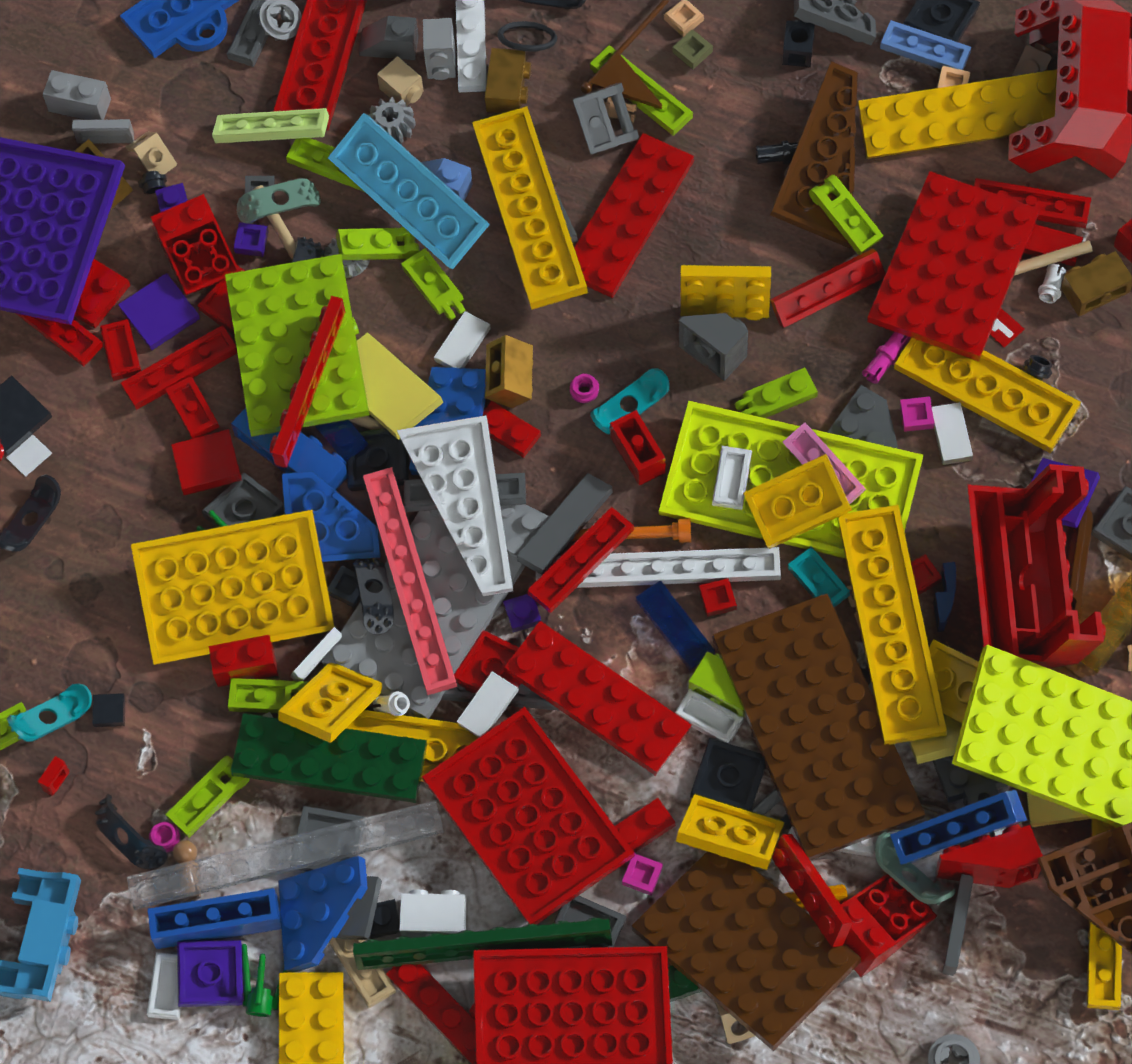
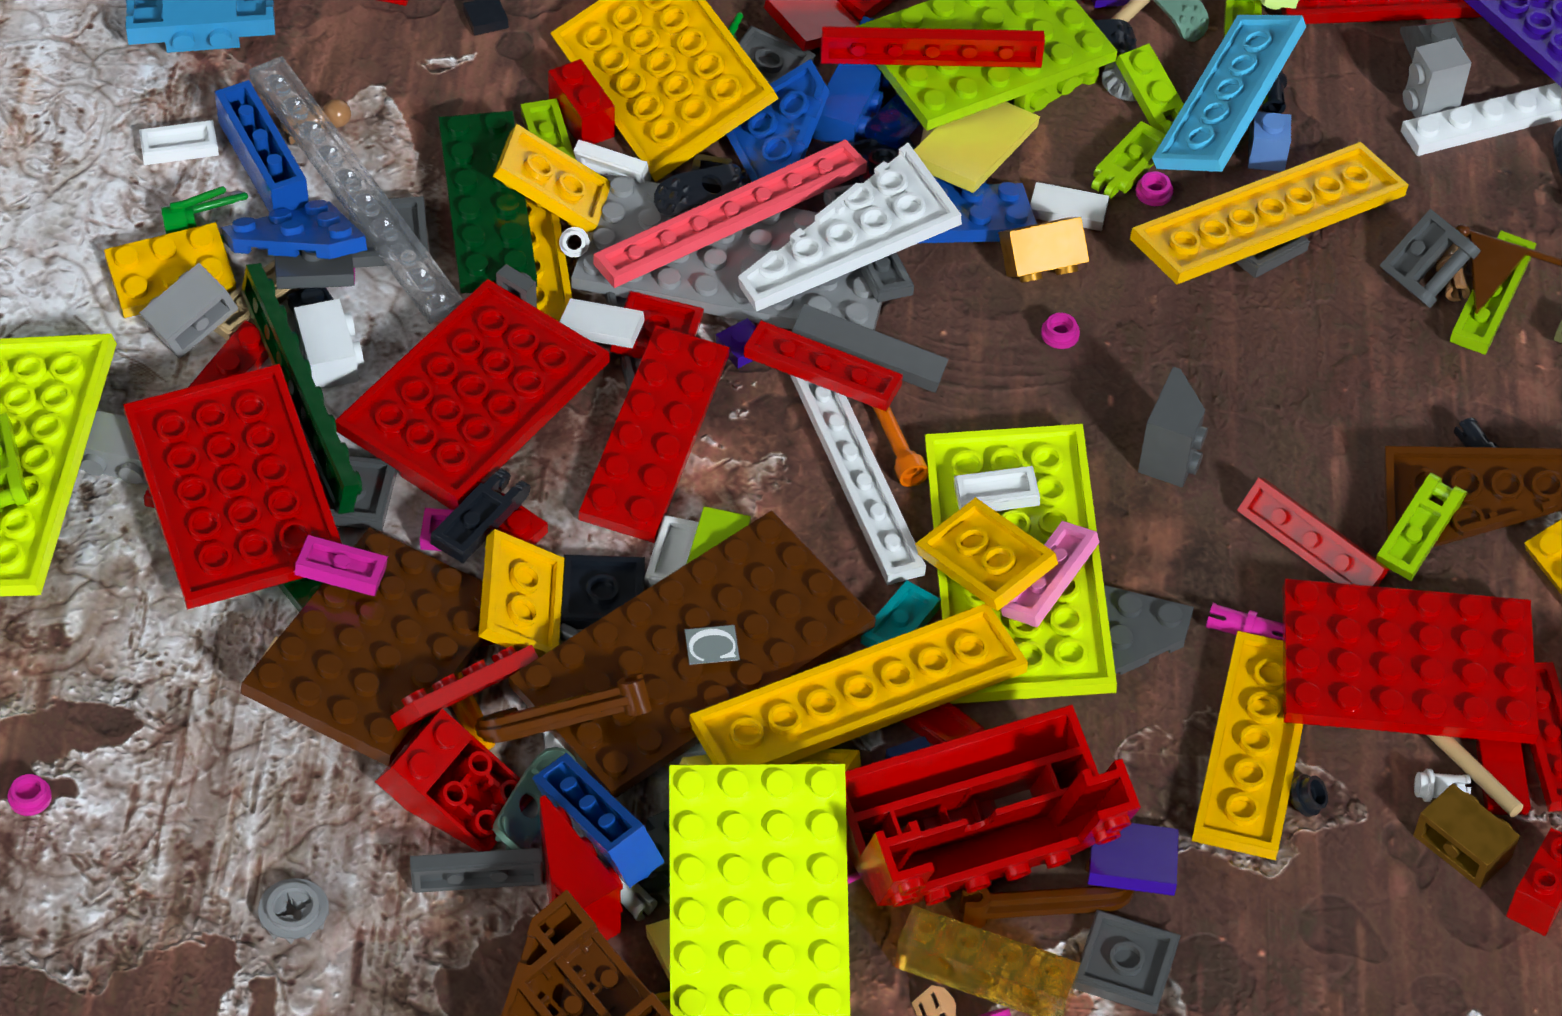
camera: 65 degrees right, 15 degrees down
(137, 850) = (322, 81): black piece -> none
(165, 835) = (353, 92): dark pink plate -> none
(205, 798) = (403, 115): lime plate -> none
(209, 973) = (200, 165): dark purple tile -> none
(370, 1013) = (189, 310): none -> light grey brick
(394, 118) = (1322, 70): light grey gear -> none
(400, 82) = (1378, 66): tan brick -> none
(436, 755) = (518, 284): none -> dark grey plate
(464, 271) = (1154, 189): none -> dark pink plate
(506, 80) = (1434, 159): pearl gold brick -> none
(510, 430) = (974, 275): red plate -> none
(525, 24) = (1514, 153): black tyre -> none
(630, 212) = (1317, 322): red plate -> none
(637, 447) = (997, 389): red brick -> none
(646, 391) = (1036, 366): teal piece -> none
(651, 843) = (478, 516): none -> black hinge
(674, 625) = (785, 481): clear blue plate -> none
(683, 950) = (341, 565): none -> dark pink plate
(717, 597) = (834, 522): red plate -> none
(726, 289) = (1240, 412): yellow plate -> none
(778, 395) = (1140, 526): lime hinge -> none
(824, 709) = (712, 644): none -> light grey sticker
(864, 777) = (510, 724): none -> reddish brown piece
(916, 414) = (1178, 674): dark pink plate -> none
(951, 434) = (1170, 723): white tile -> none
(1005, 328) = (1355, 750): red sticker -> none

